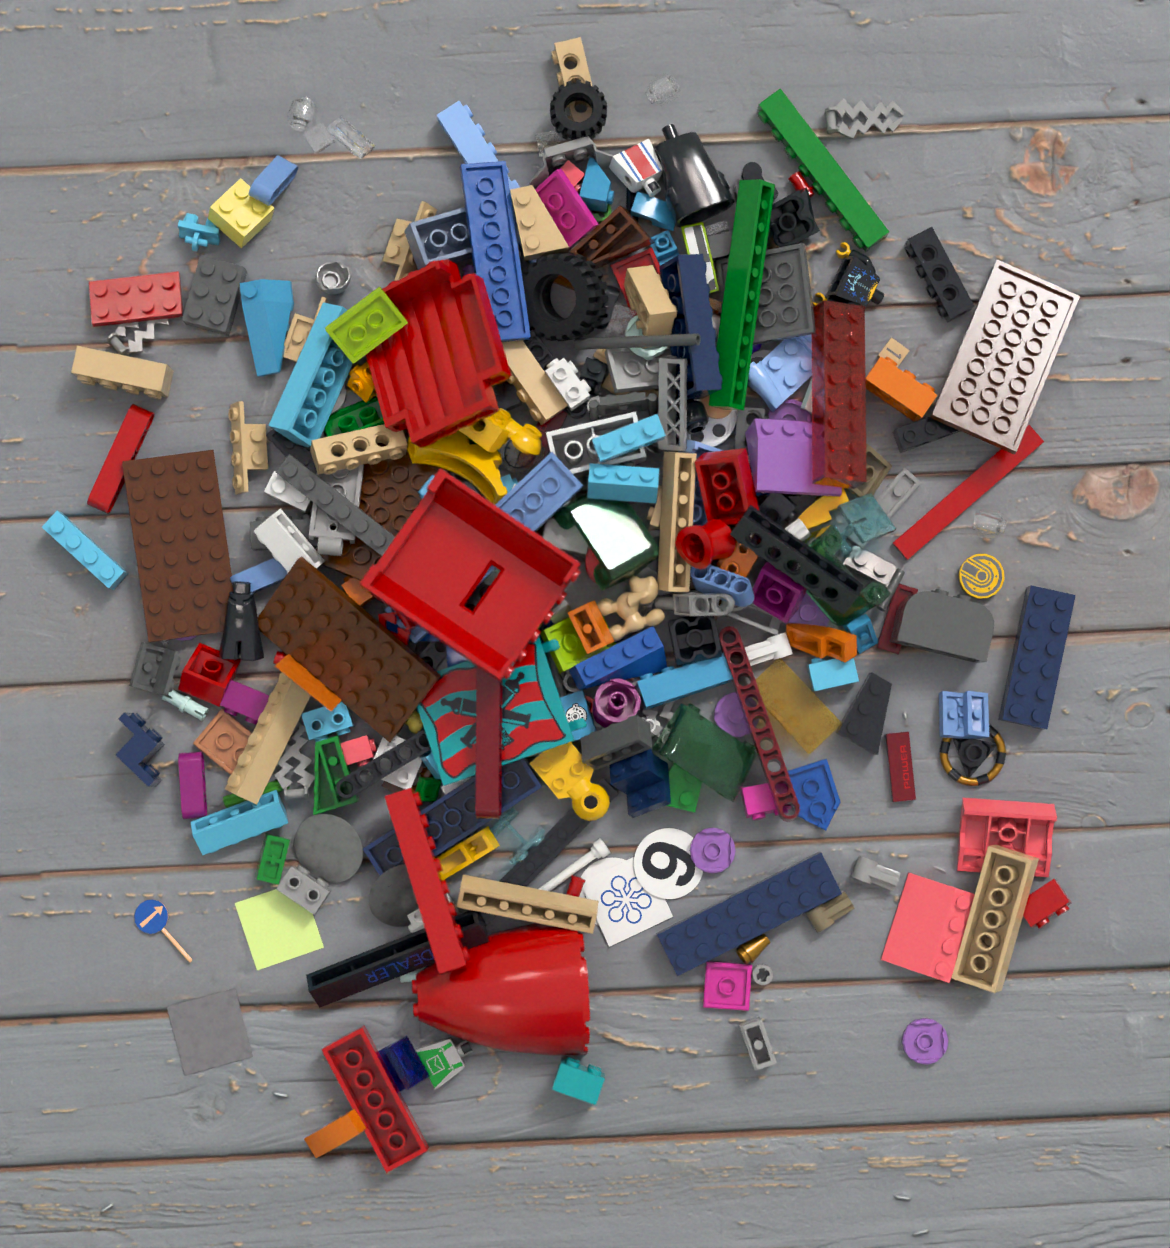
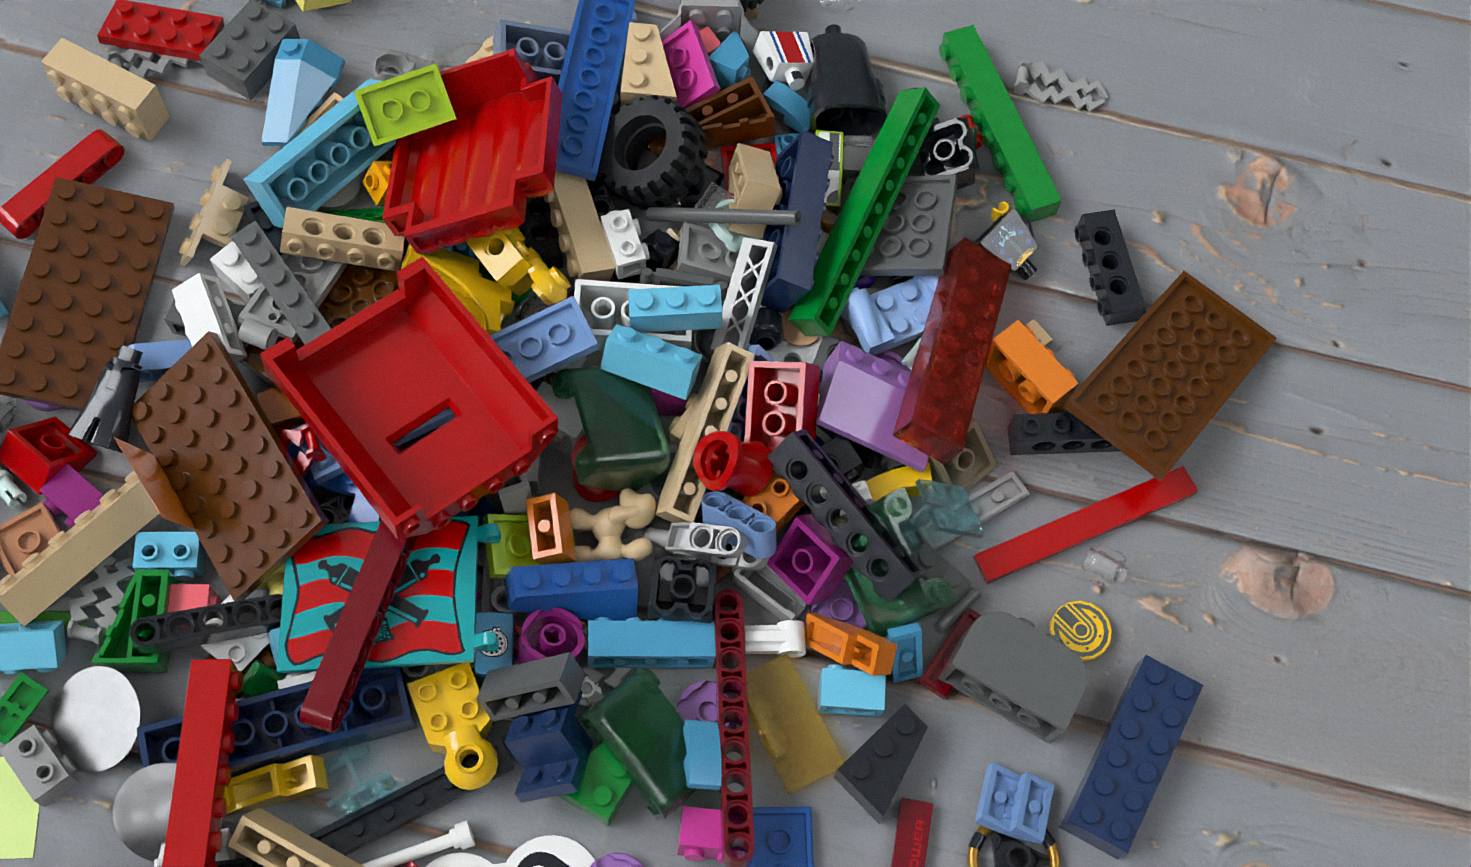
camera: 10 degrees right, 20 degrees down
(746, 753) = (703, 755): none -> dark azure slope

